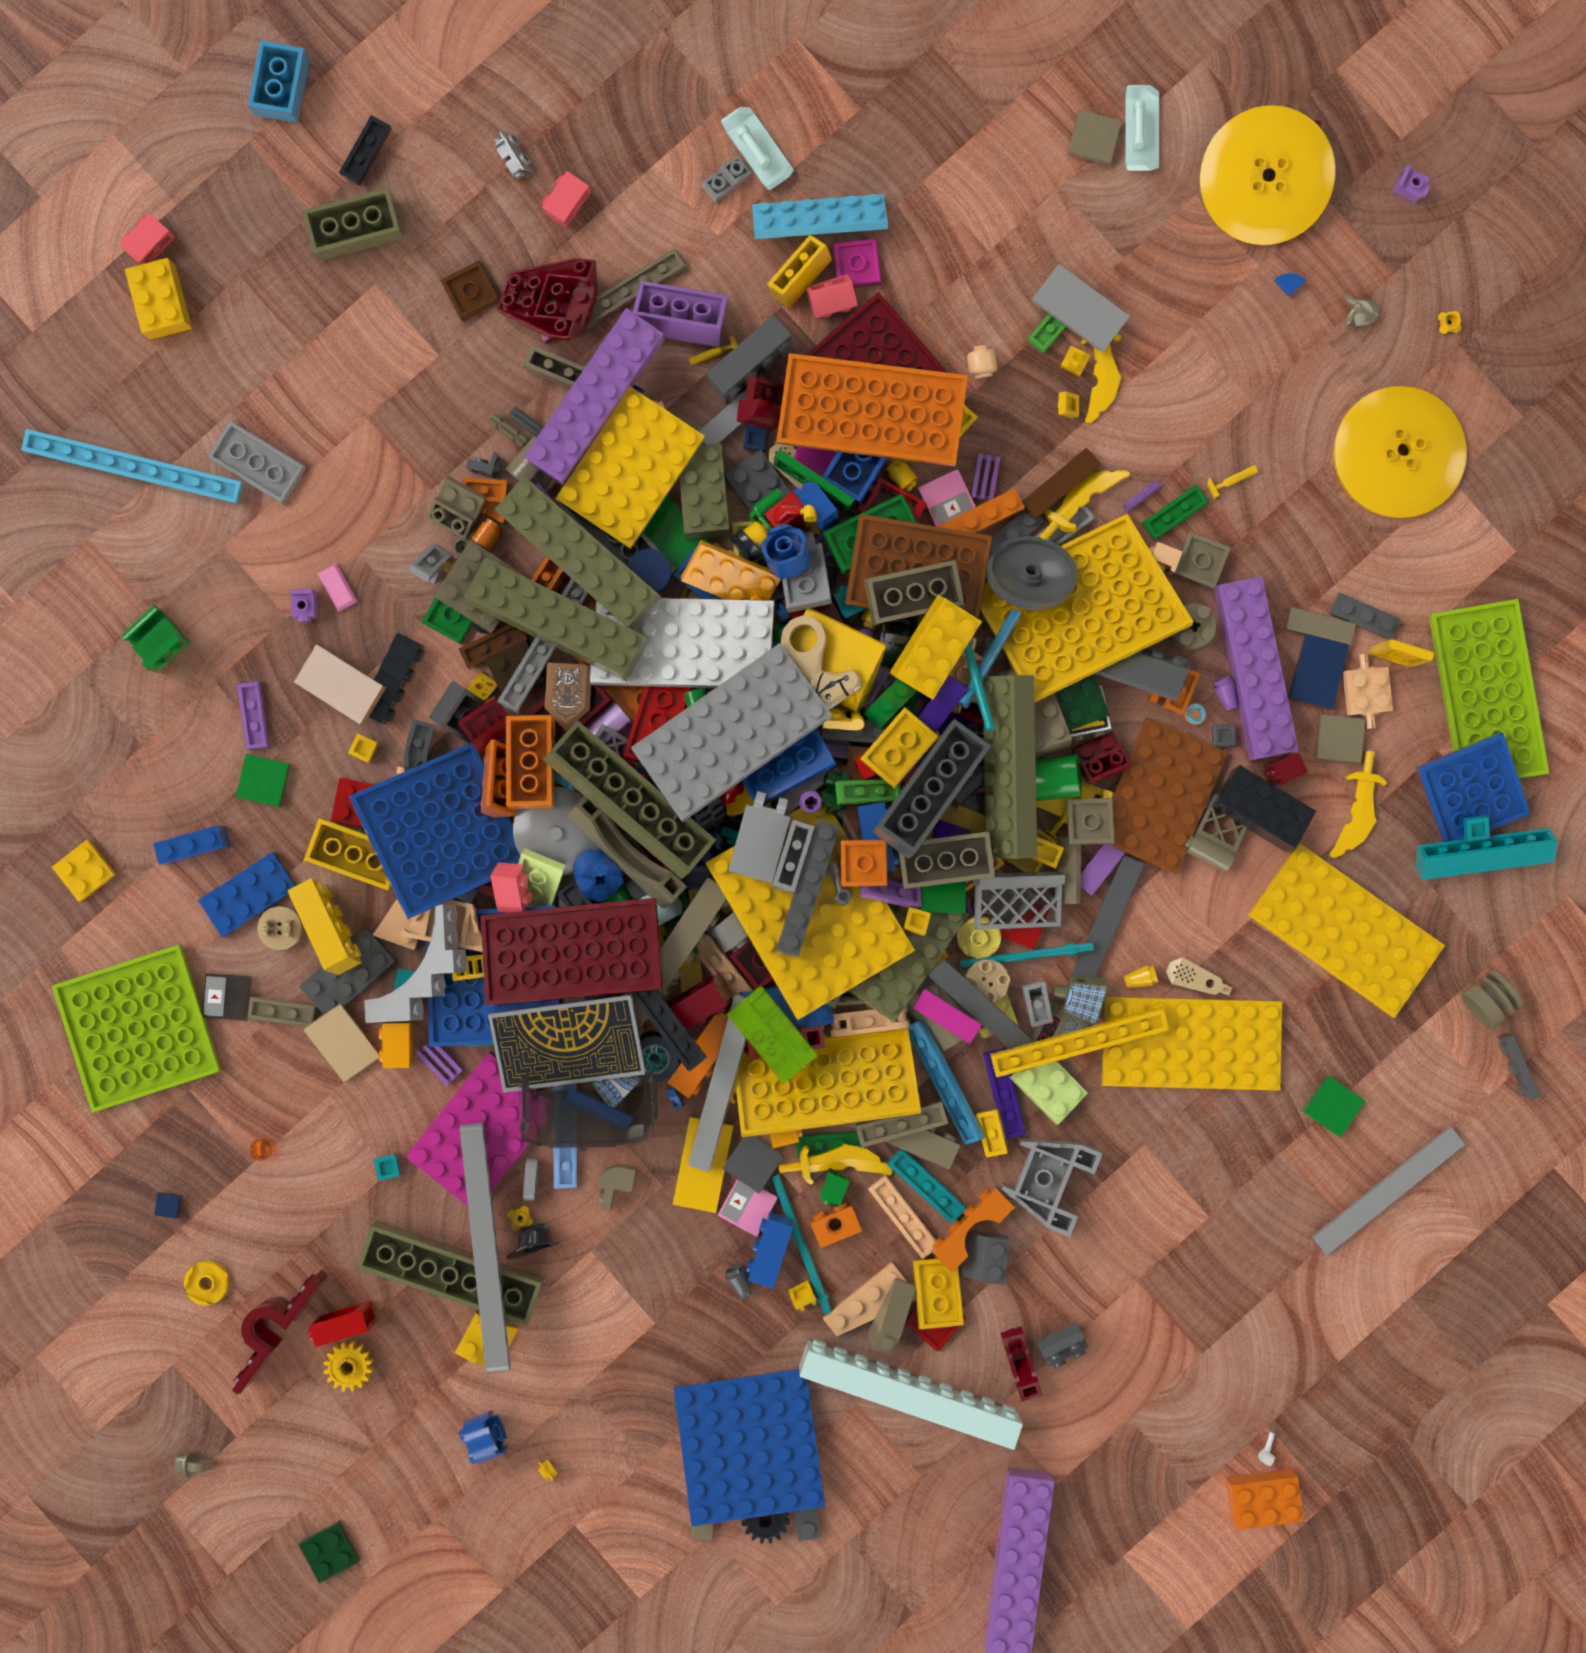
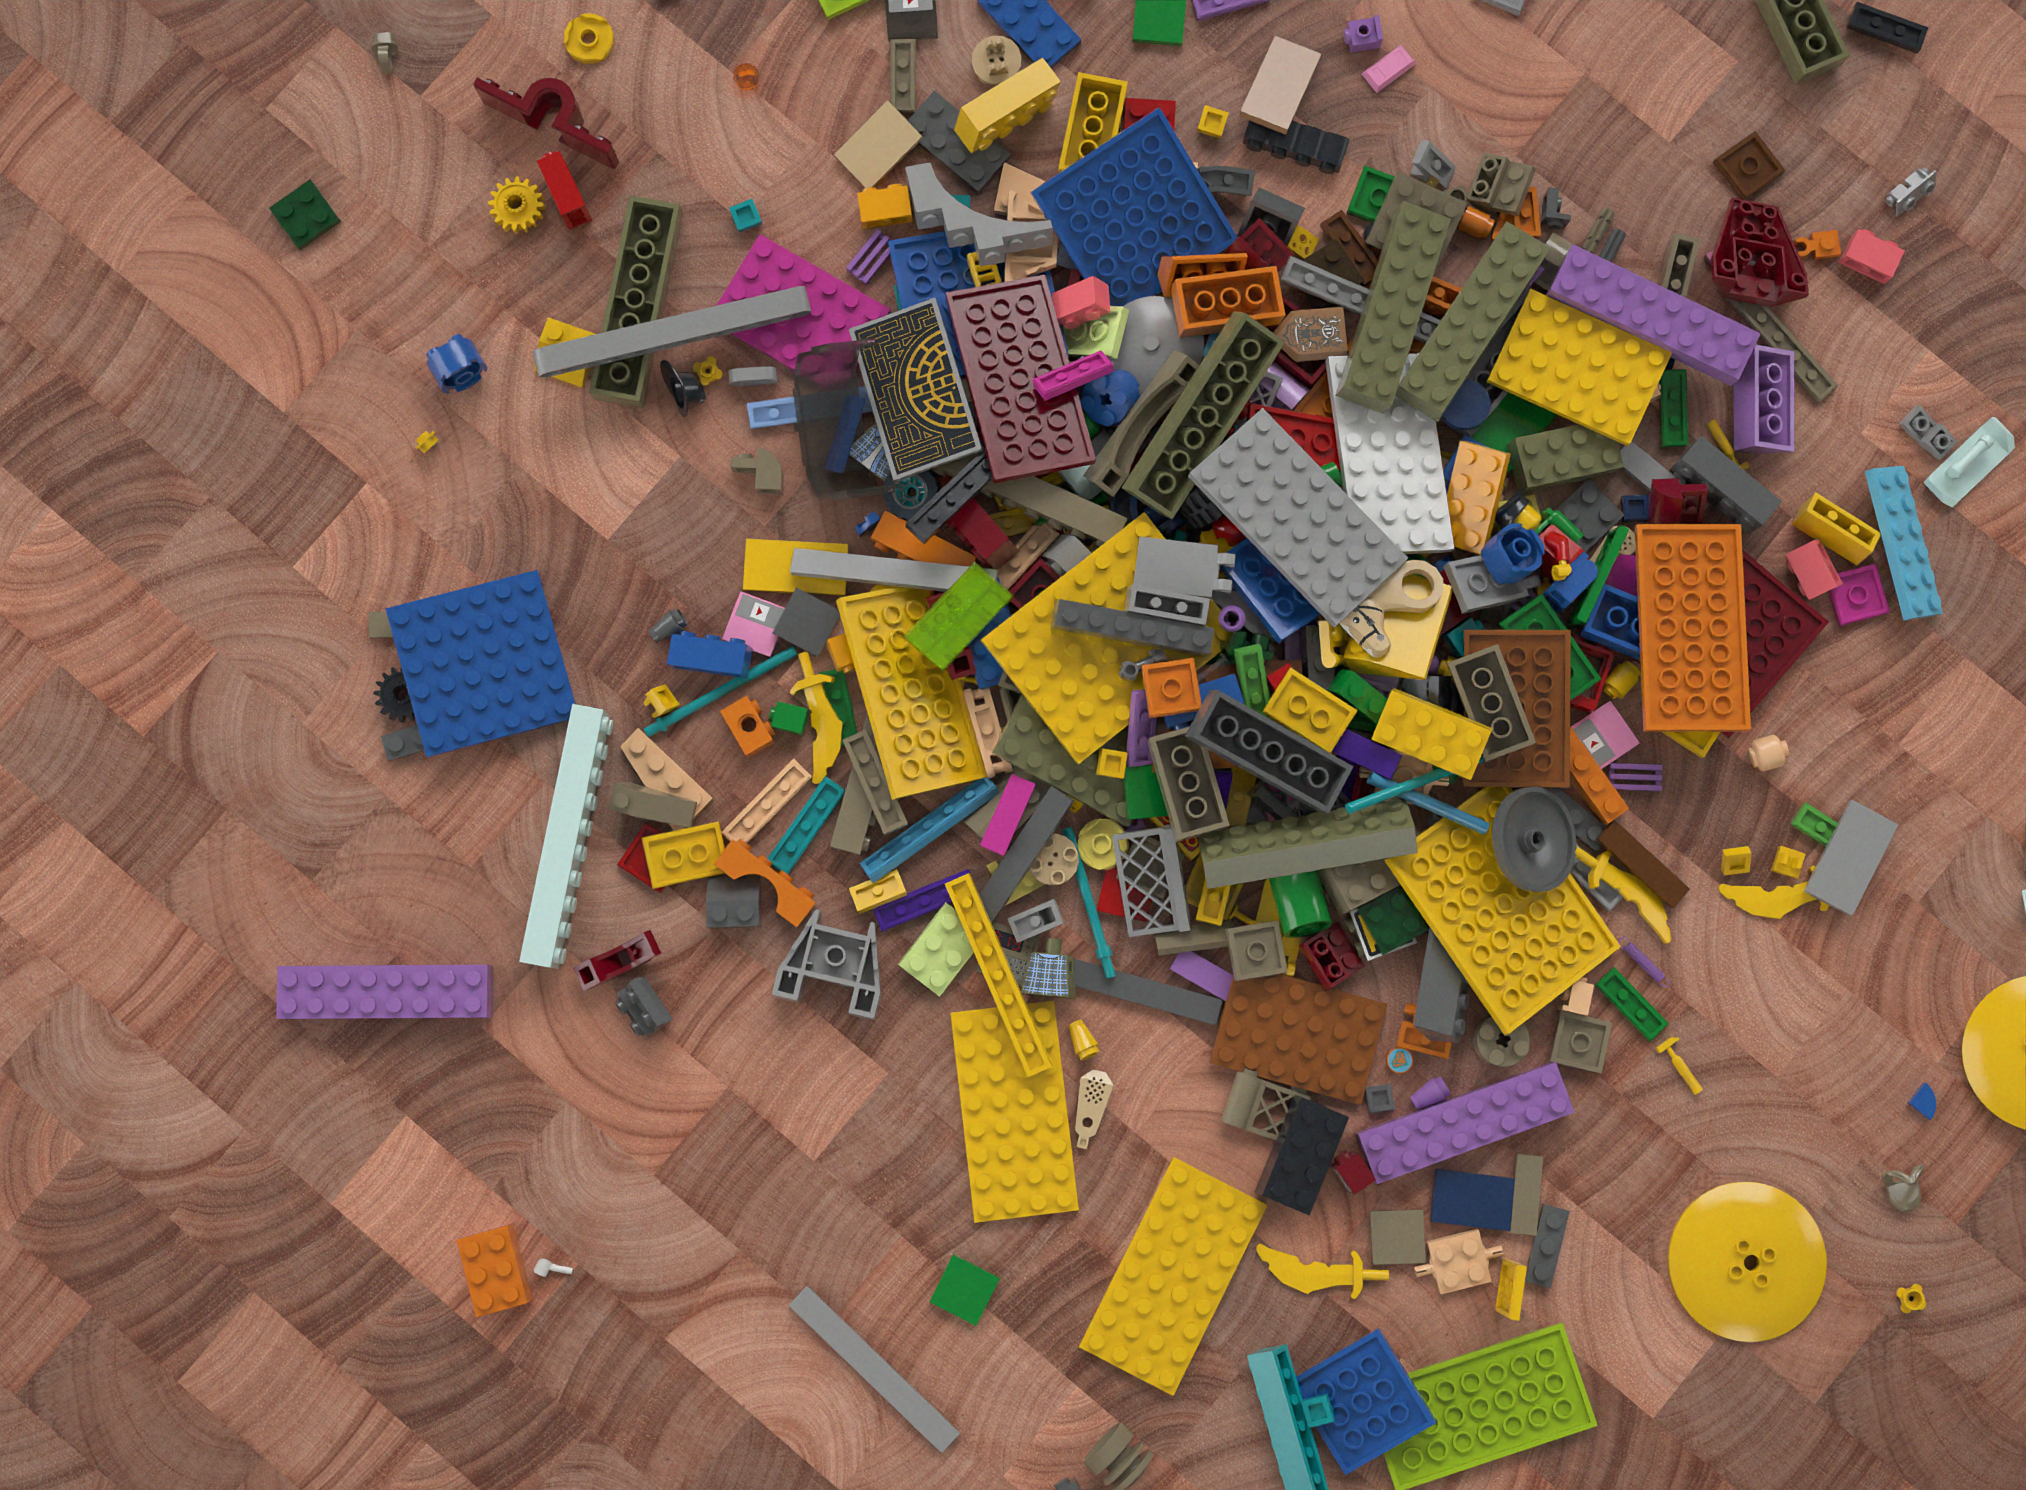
camera: 85 degrees right, 5 degrees down
(549, 240) = (1821, 245): none -> orange plate
(576, 906) = (1073, 375): none -> dark pink tile
(674, 391) = (1673, 408): none -> green tile

